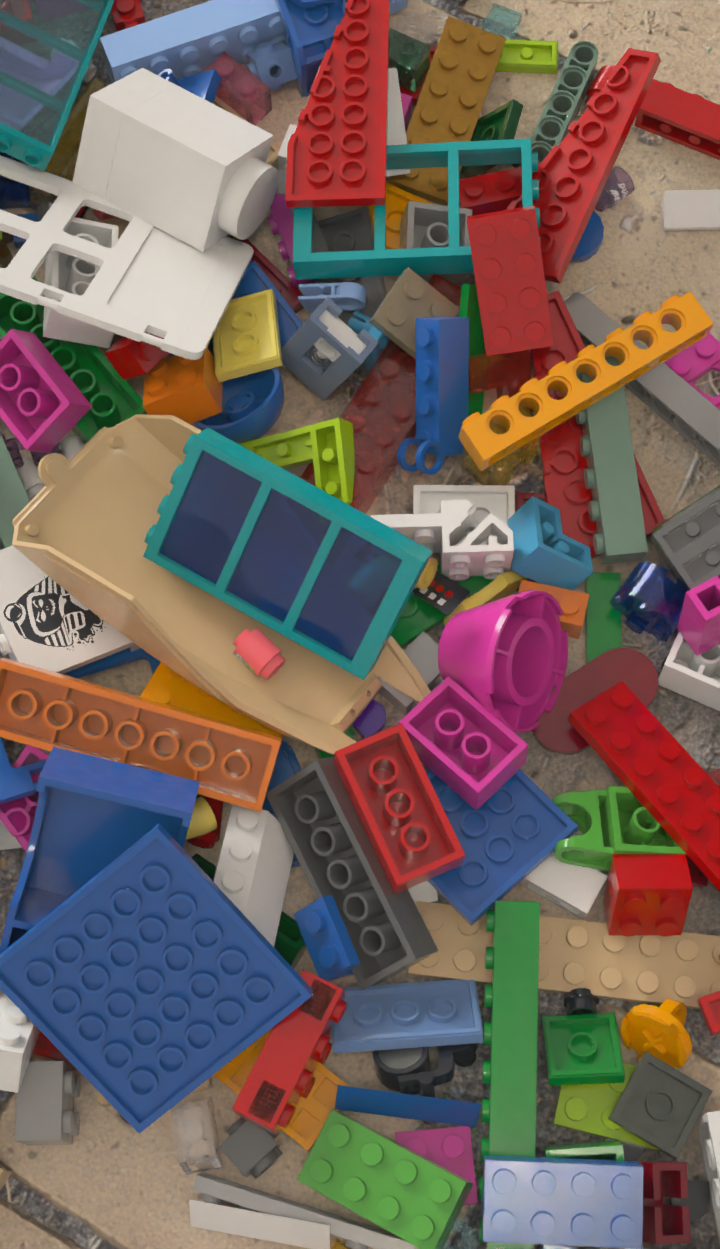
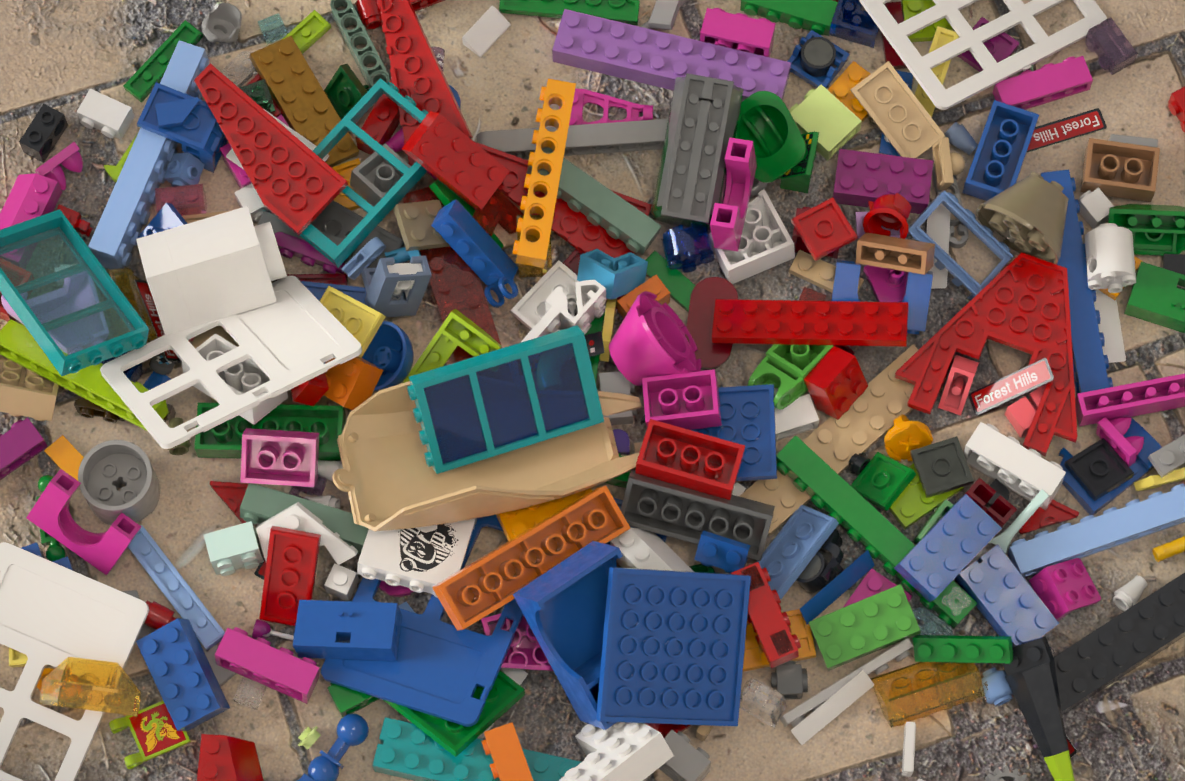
camera: 50 degrees left, 0 degrees up
(258, 653) = (541, 461): coral brick -> none

